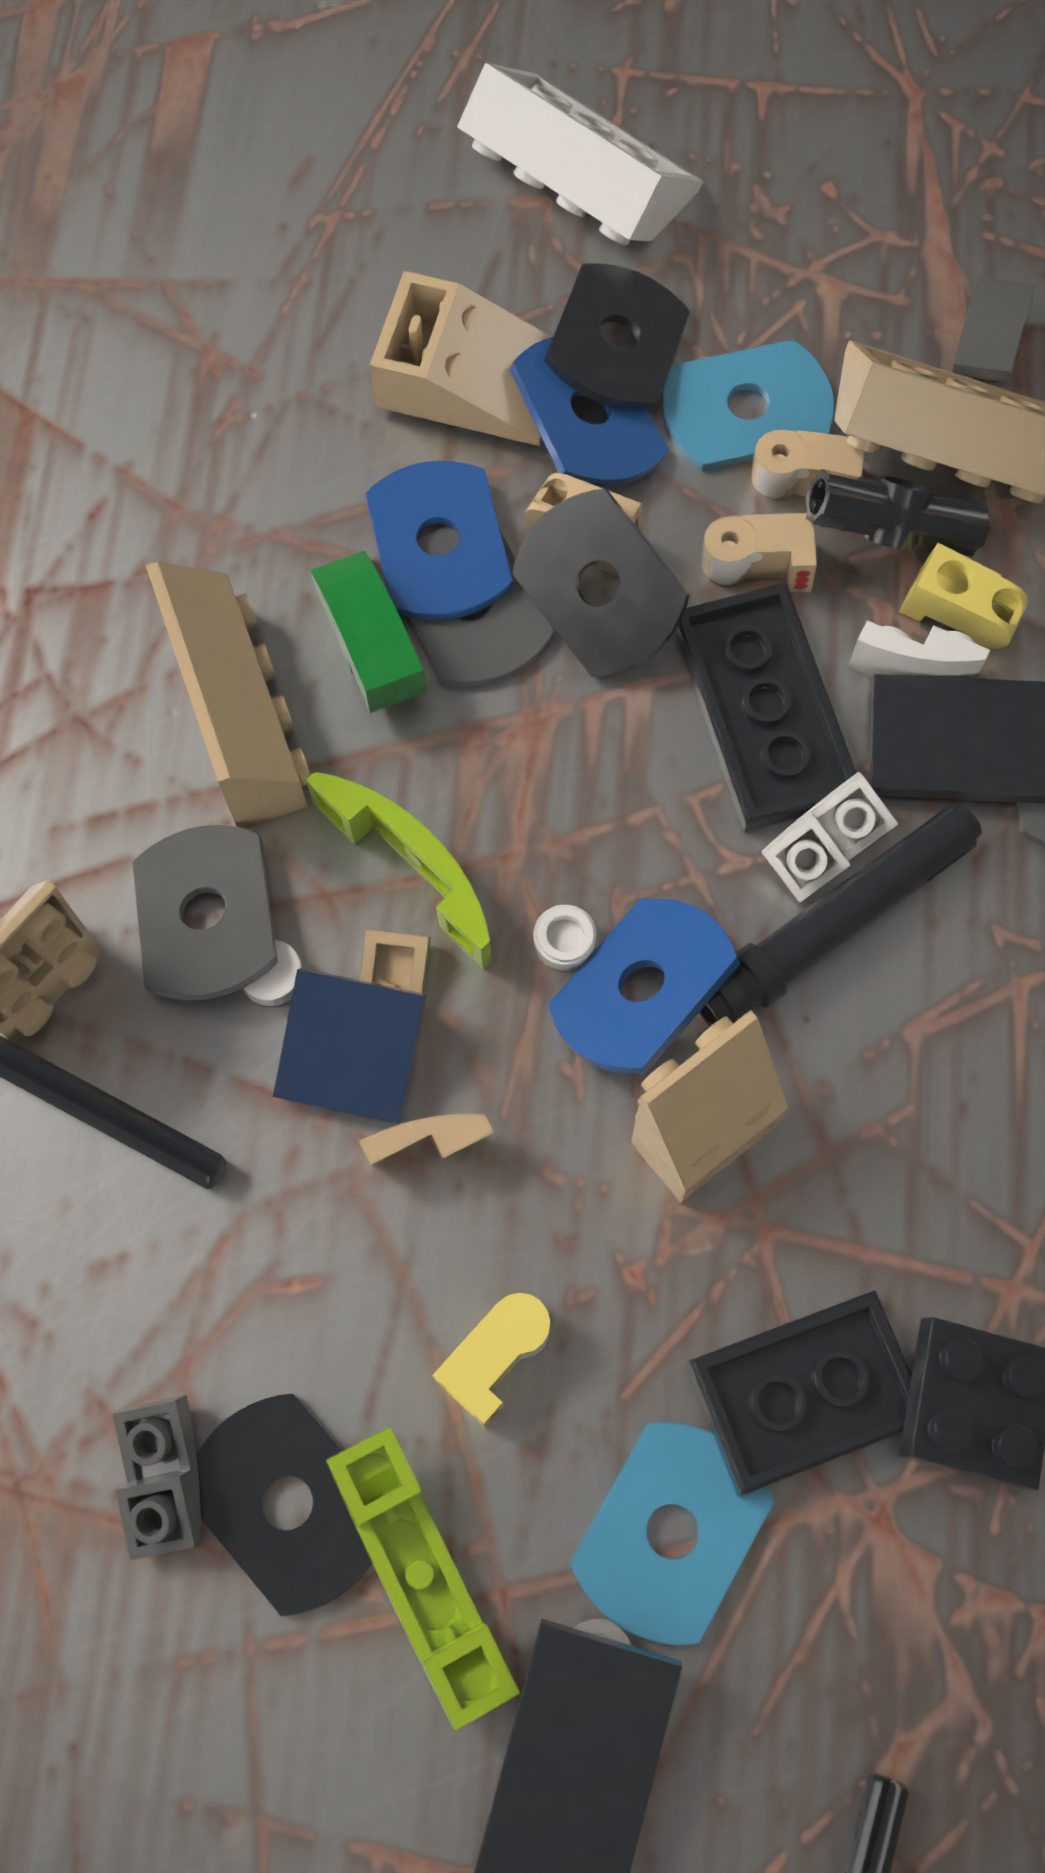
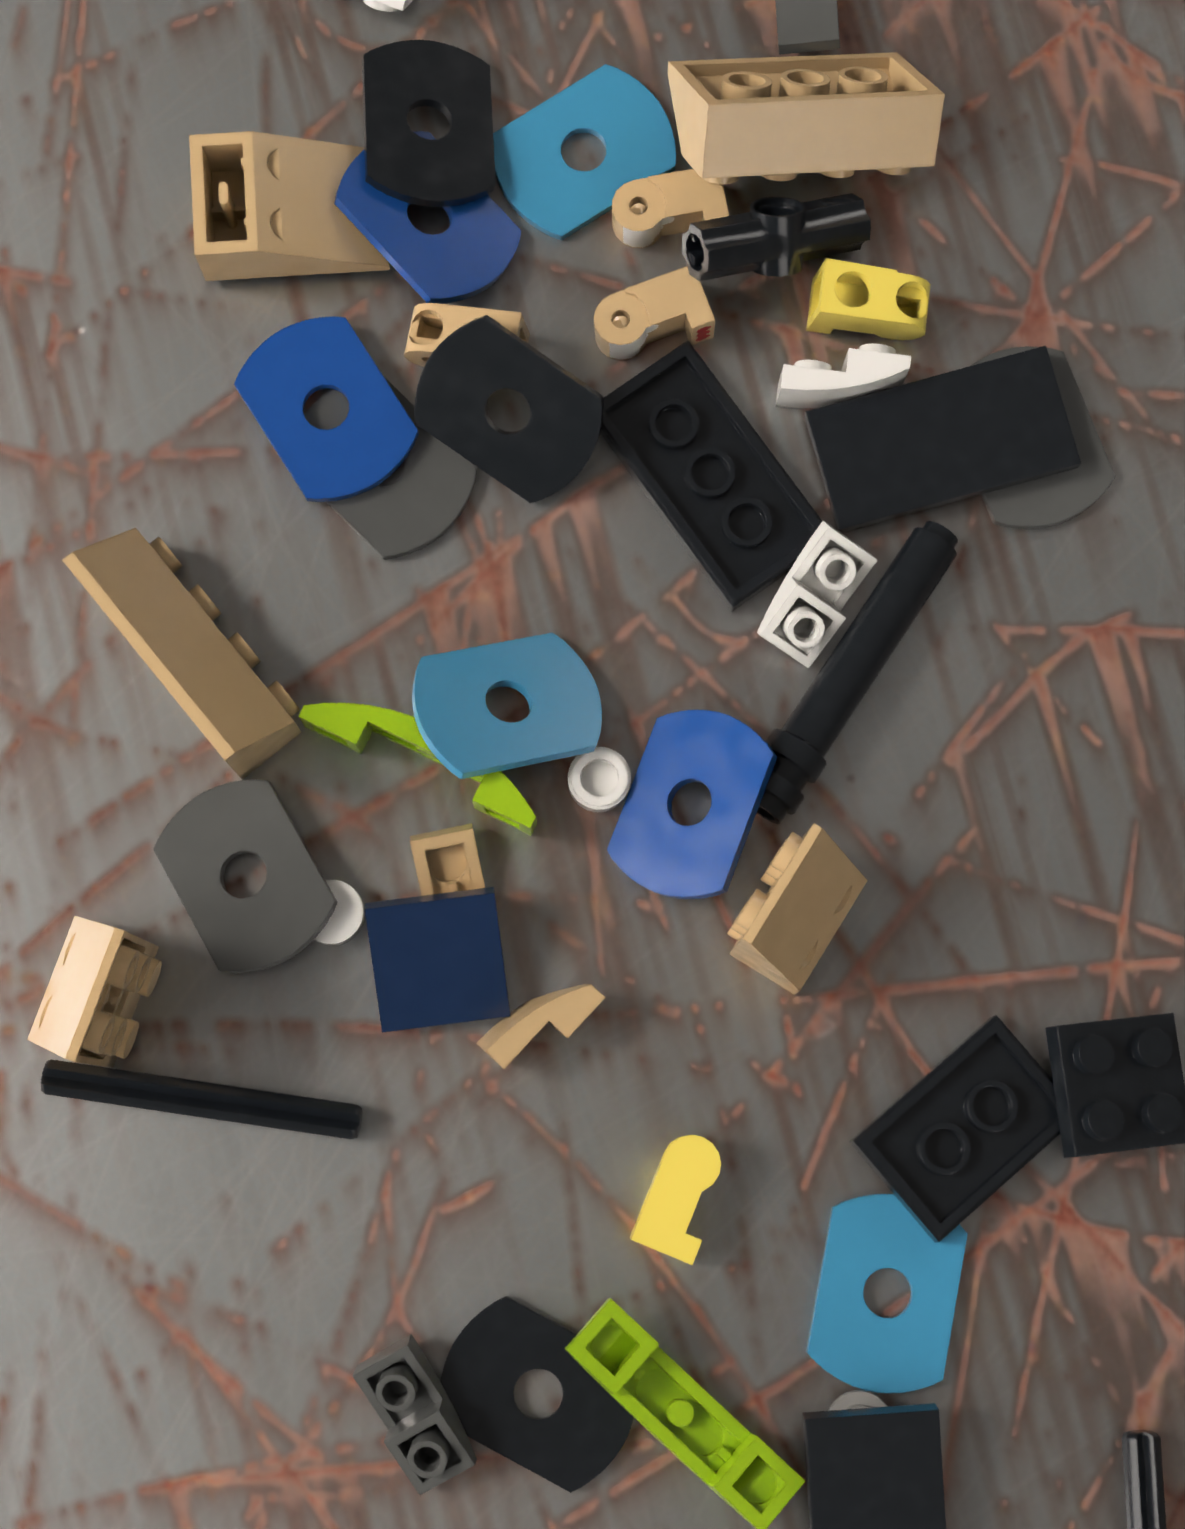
camera: 25 degrees left, 10 degrees up
(369, 631) = (293, 531): green slope -> none
(454, 851) = (473, 742): none -> dark azure piece

